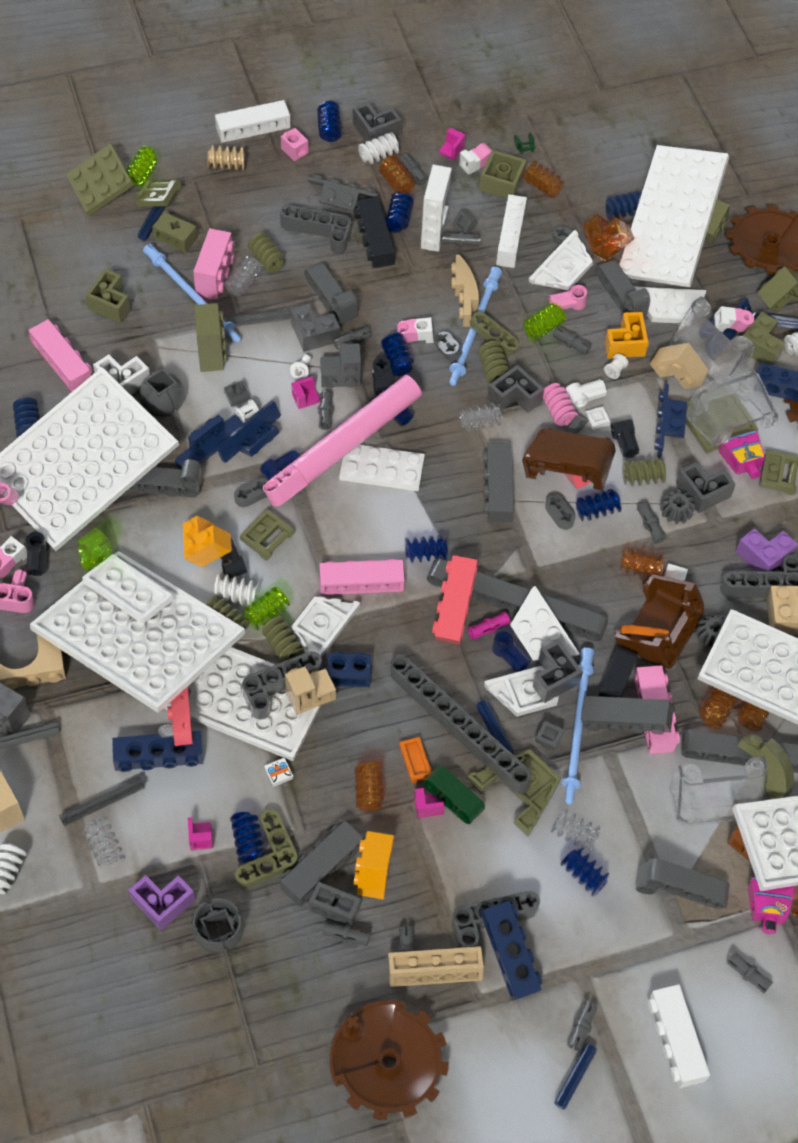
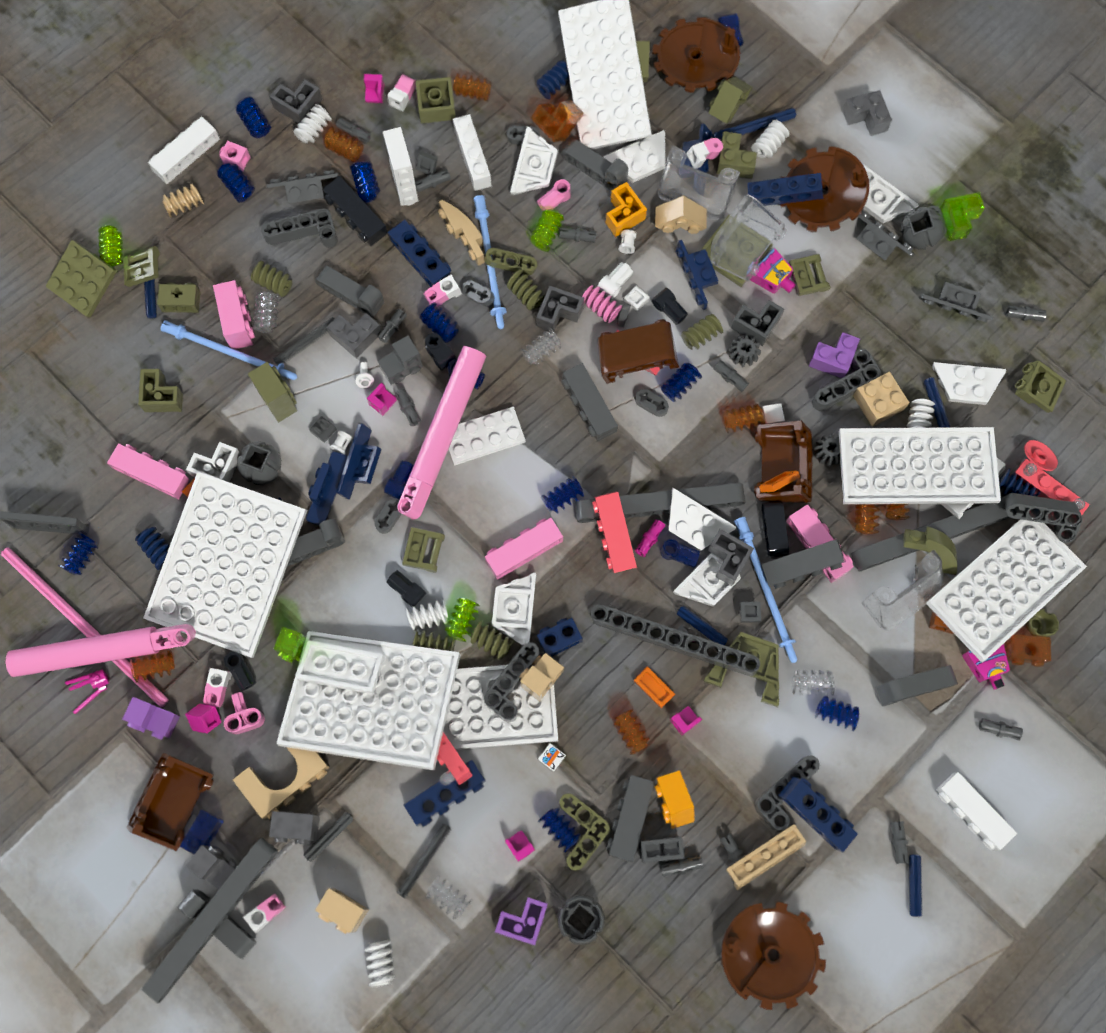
camera: 25 degrees left, 15 degrees up
(204, 541) = (377, 588): light orange brick -> none
(282, 163) = (235, 182): none -> clear blue piece
(412, 288) = (400, 235): none -> dark blue brick
(454, 794) = (702, 703): dark green beam -> none
(519, 147) = (431, 61): dark green piece -> none

